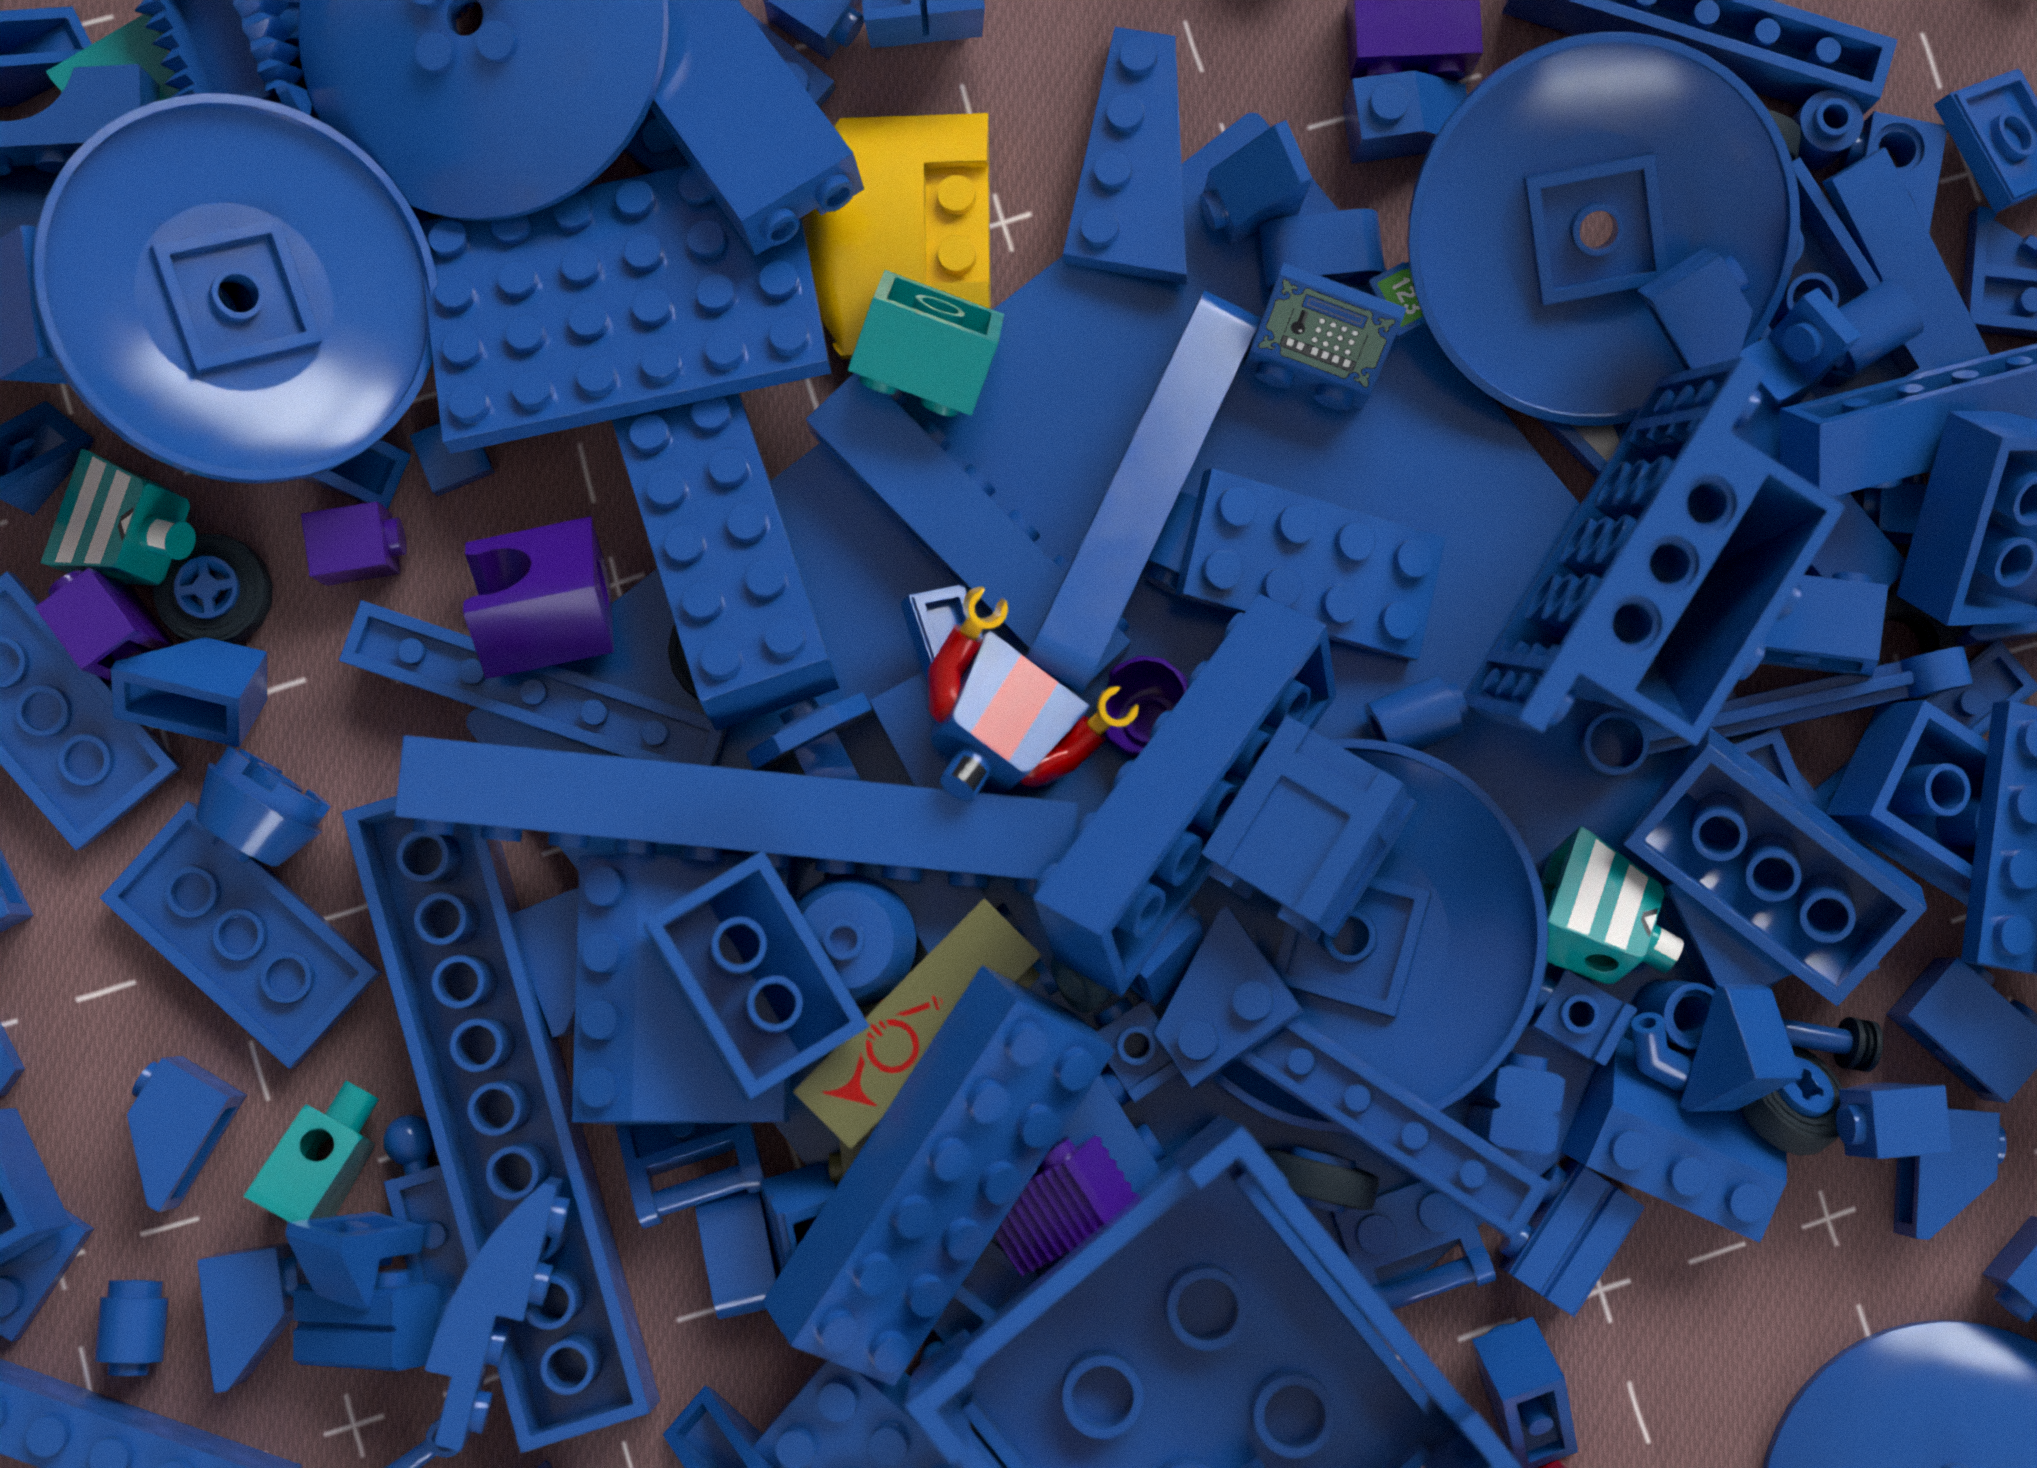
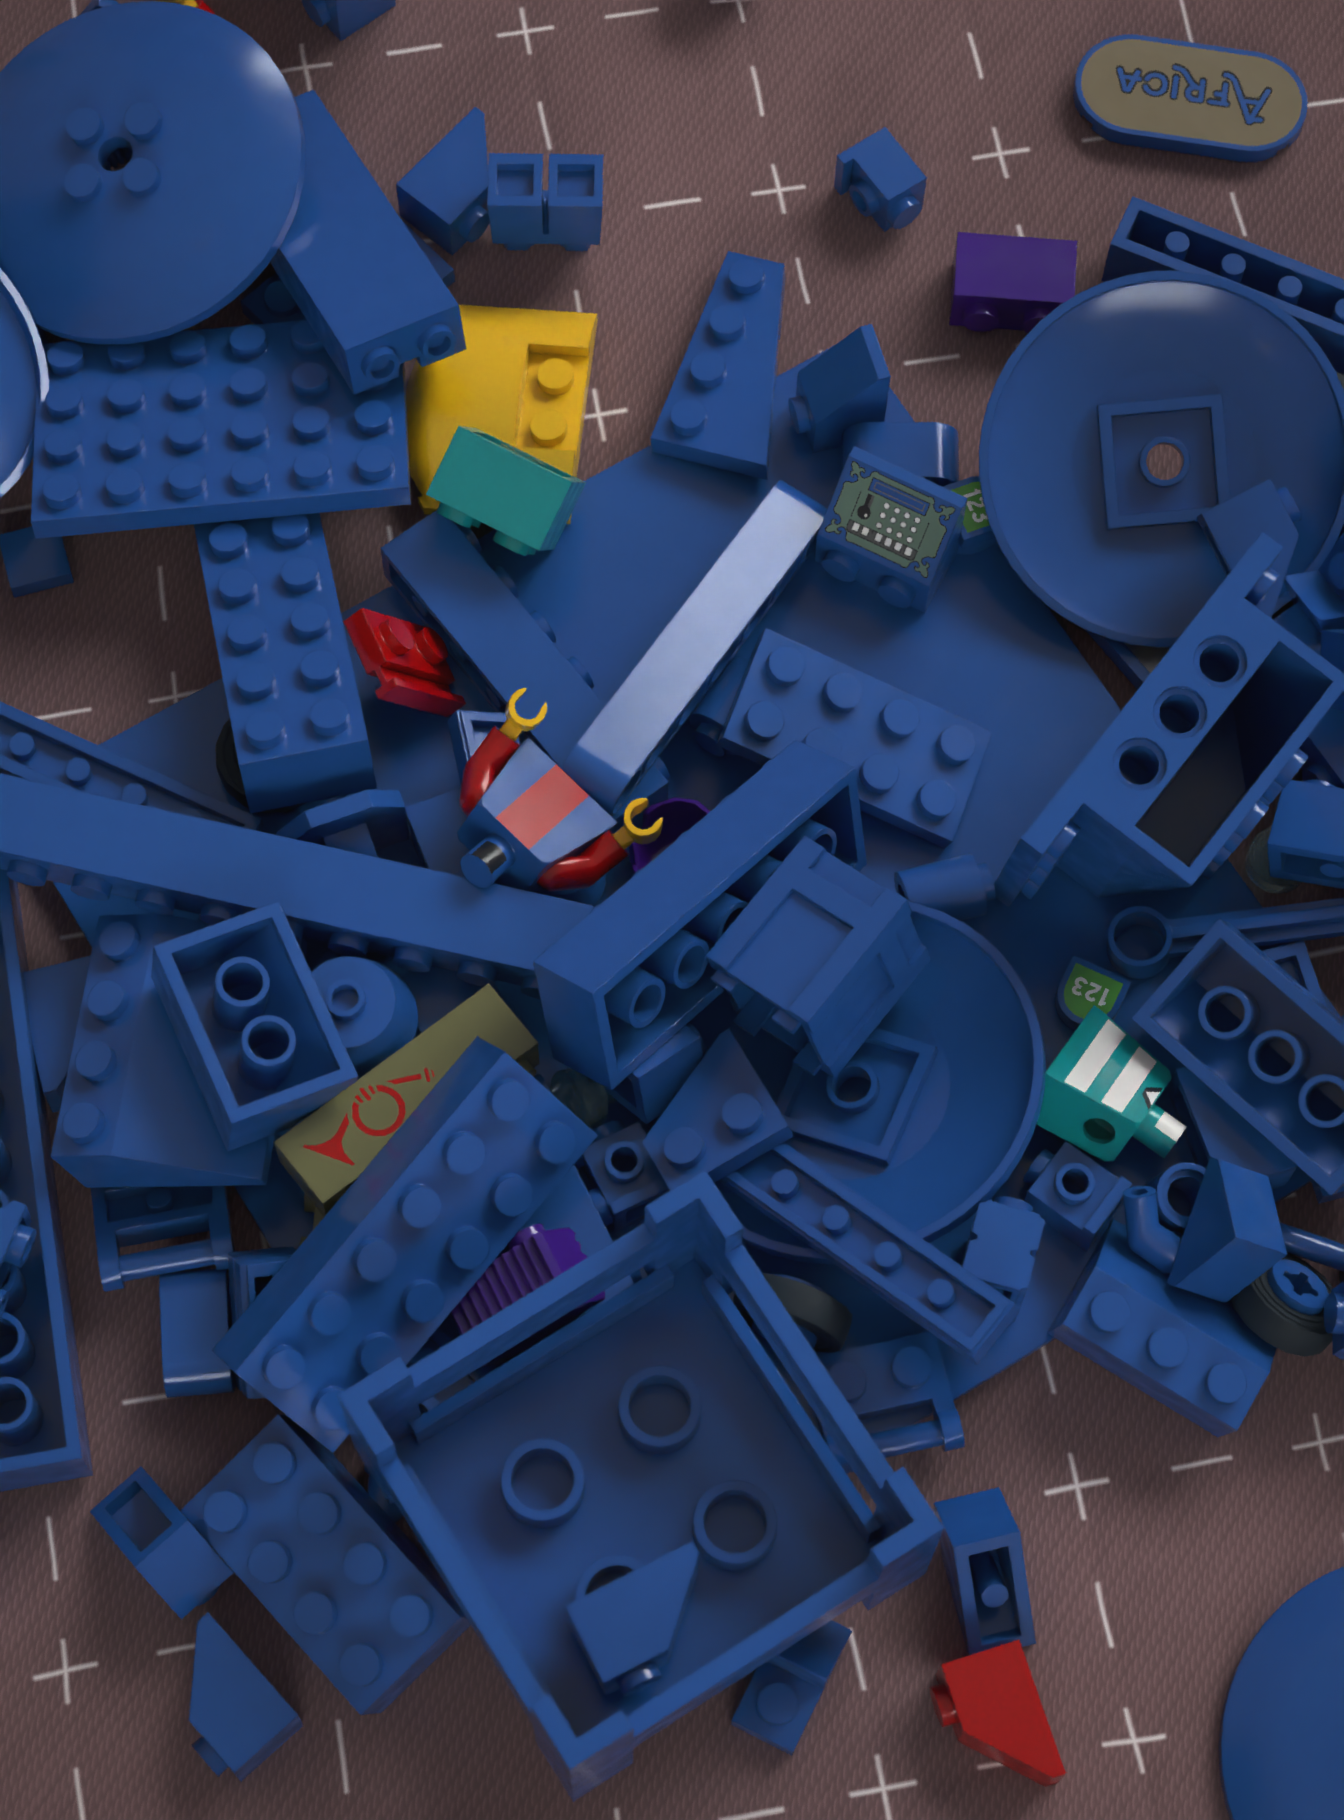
camera: 10 degrees right, 15 degrees down
(539, 598) = (98, 682): dark purple piece -> none
(847, 541) = (406, 661): none -> red plate
(1397, 113) = (976, 350): blue slope -> none
(1568, 802) = (1086, 986): none -> tile
(1570, 1236) = (1046, 1416): blue brick -> none

